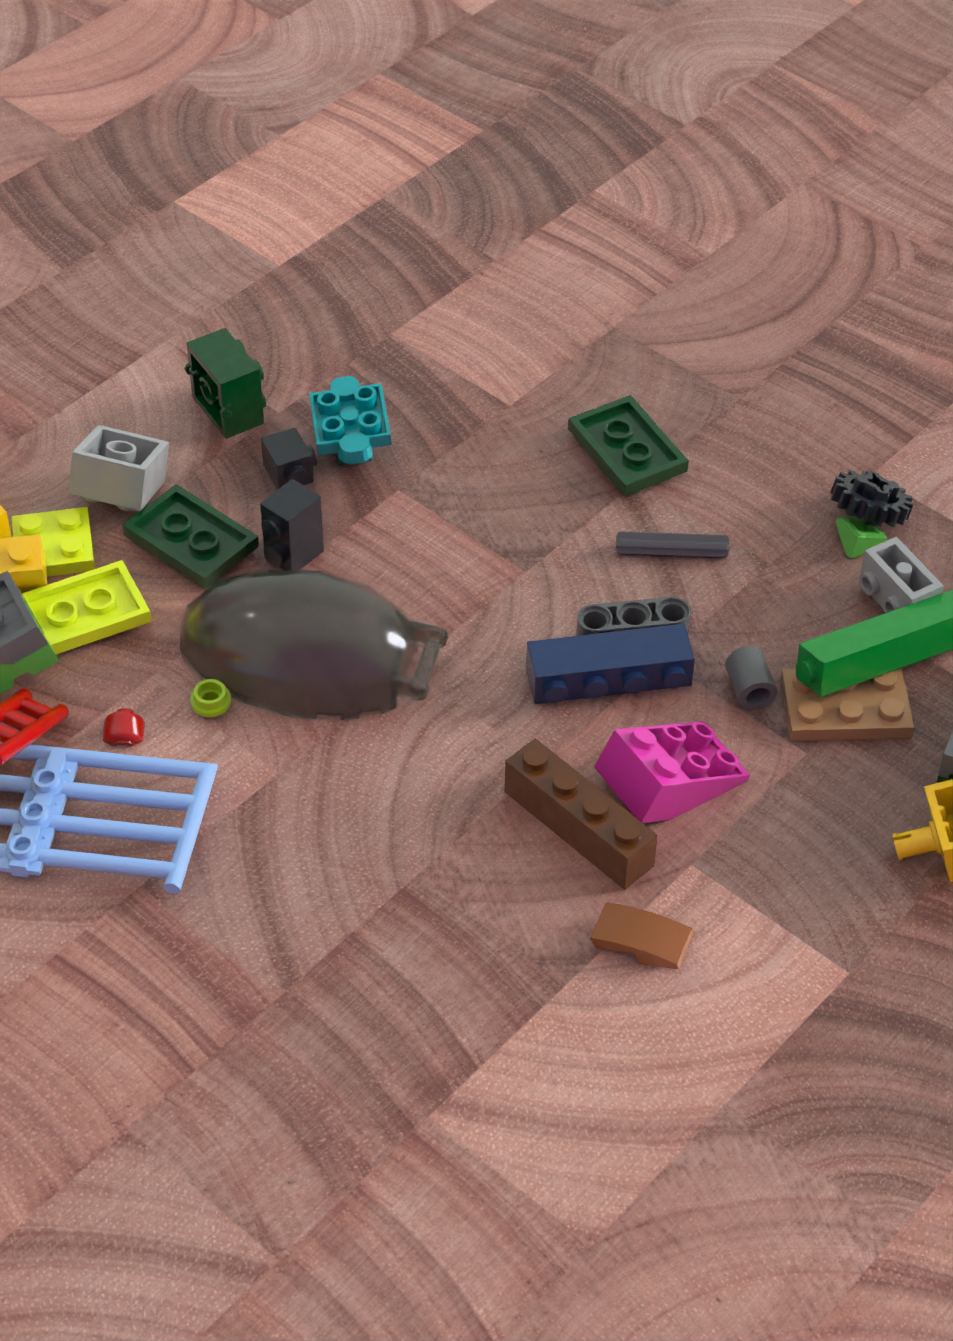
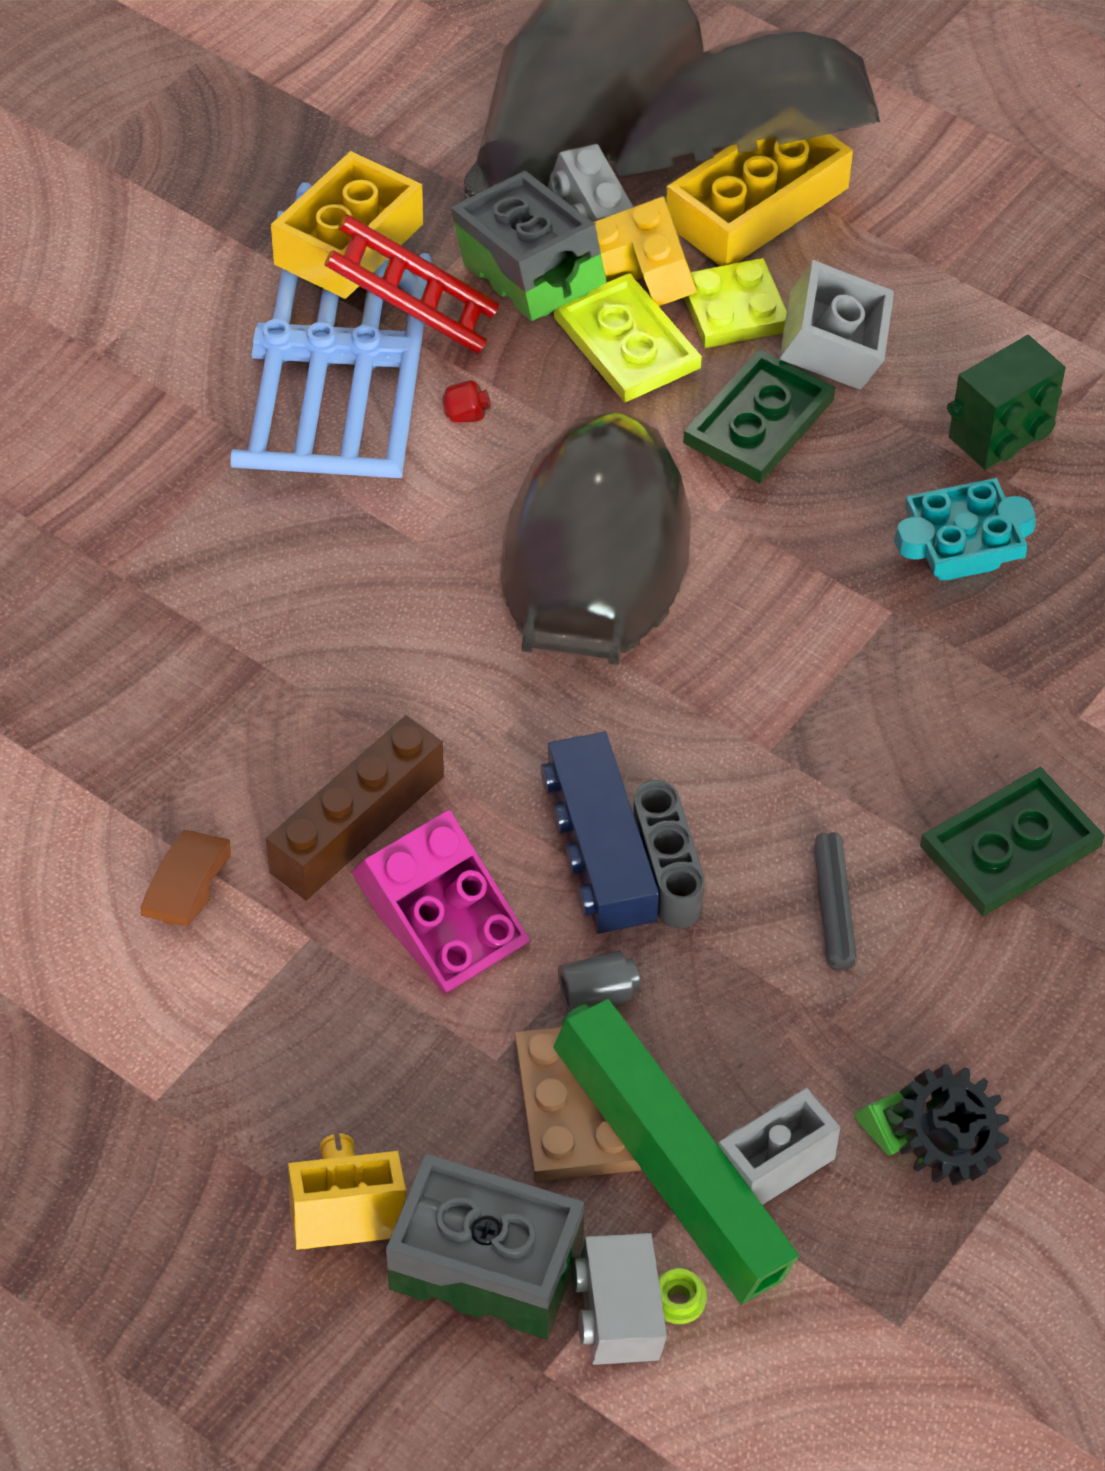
camera: 85 degrees right, 5 degrees up
(210, 698) = (508, 464): lime plate -> none
(288, 458) = (896, 478): black brick -> none
(292, 526) = (763, 490): black brick -> none

